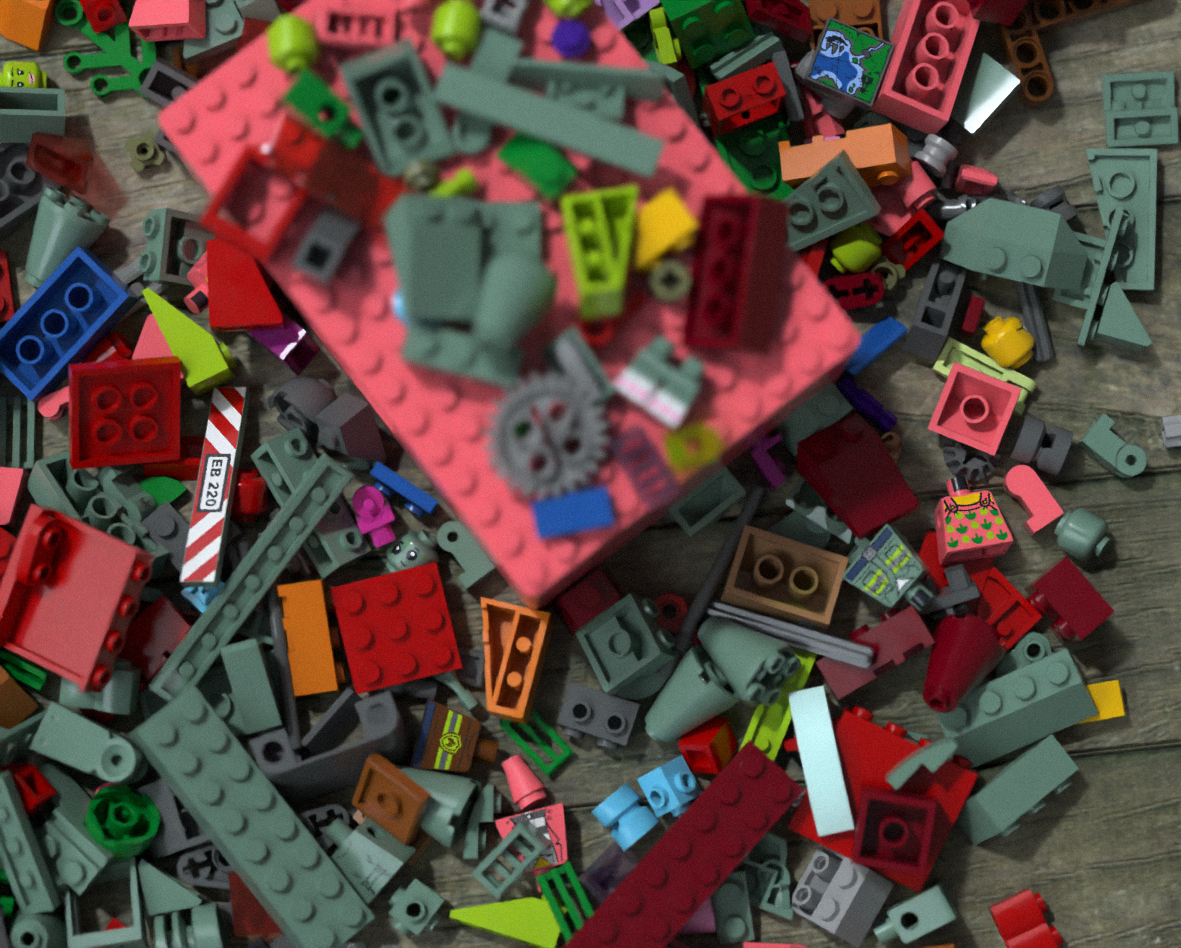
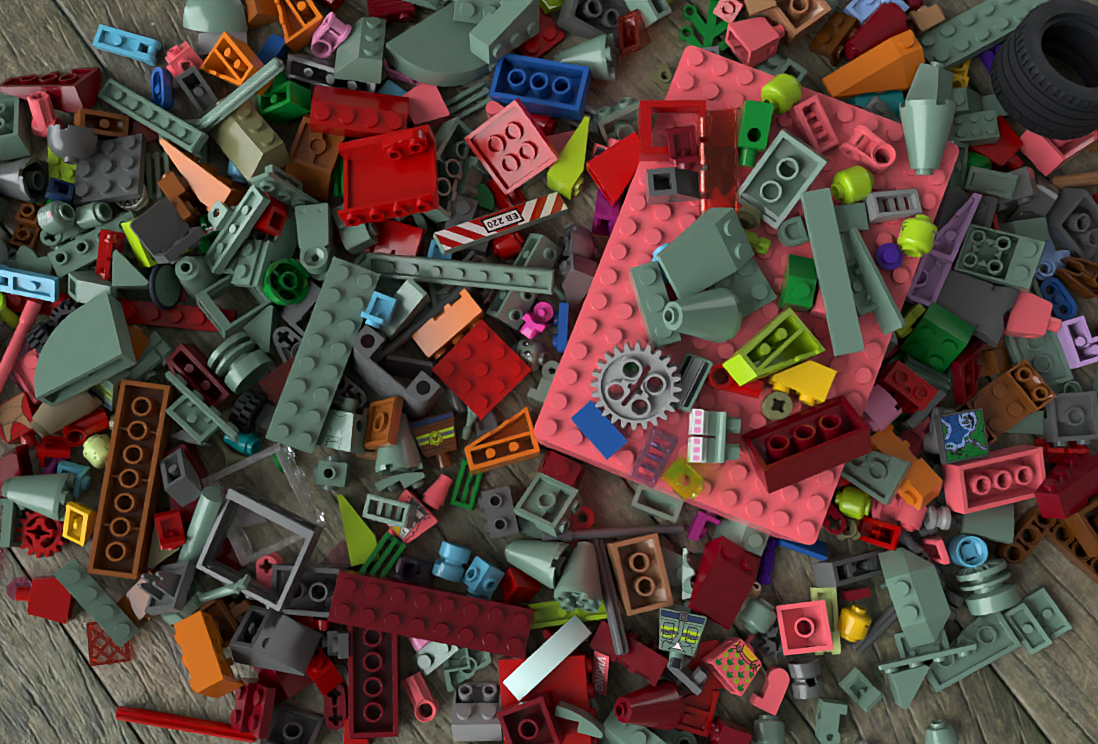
camera: 65 degrees right, 0 degrees up
(240, 713) = (379, 310): none -> medium azure bracket
(290, 206) = (682, 146): none -> dark red bracket
(749, 148) = (880, 409): none -> bright pink brick
(881, 704) = (600, 672): none -> coral sticker
(928, 457) = (759, 616): none -> sand green head
(999, 144) = (966, 550): none -> medium azure wheel
(1058, 146) = (988, 592): none -> sand green wheel
(1095, 385) = (860, 690): none -> sand green bracket

